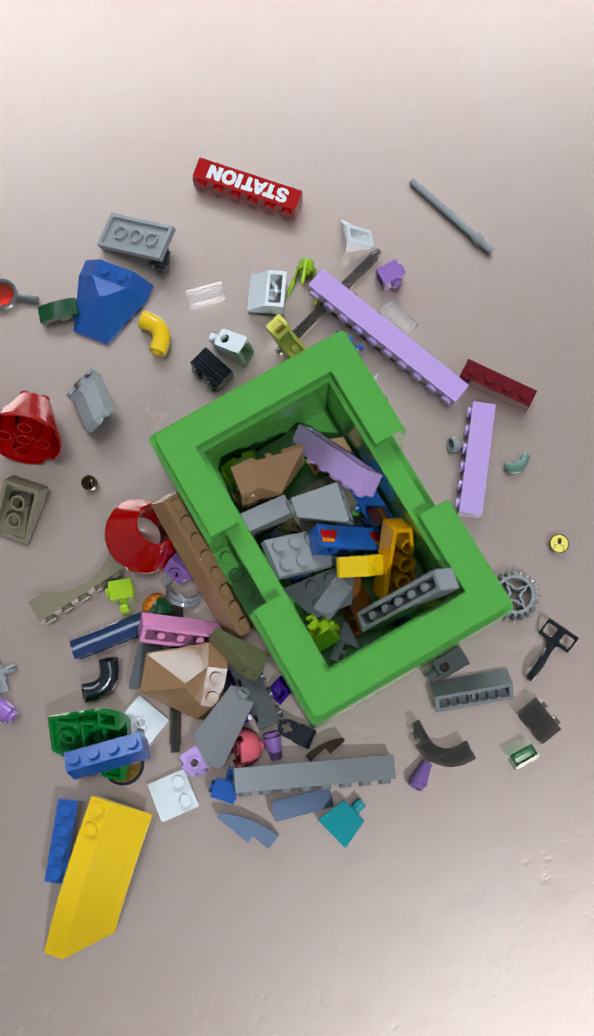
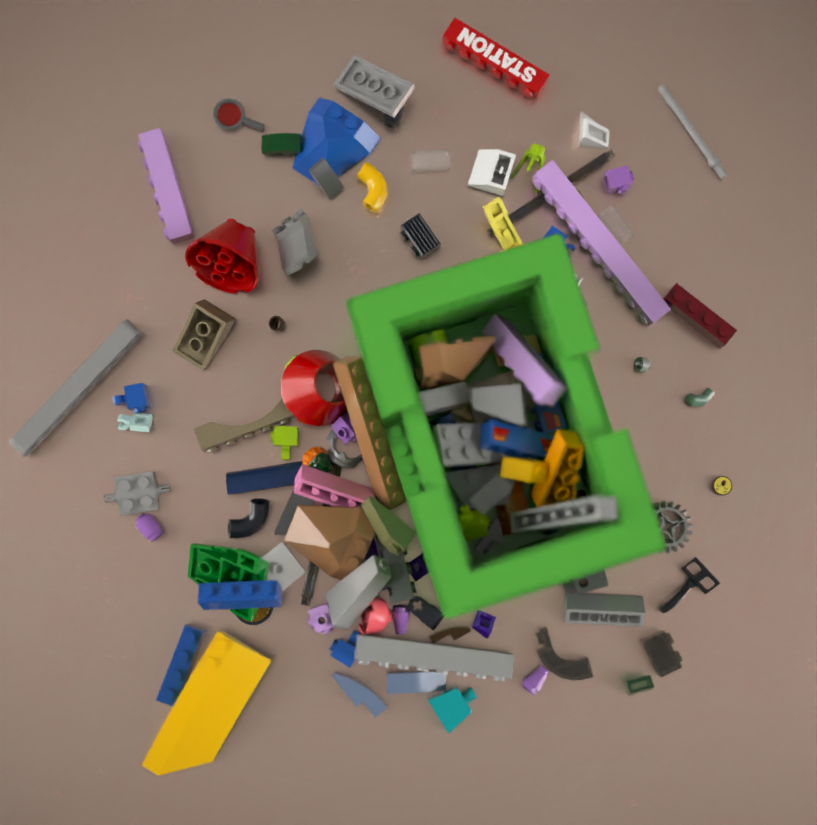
camera: 10 degrees right, 5 degrees up
(108, 333) = (326, 178): none -> dark grey slope
(173, 795) = (294, 645): white plate -> none
(232, 346) = (445, 217): white torso -> none
(356, 731) = (483, 623): none -> dark purple slope
(476, 459) = (660, 384): lavender brick -> none

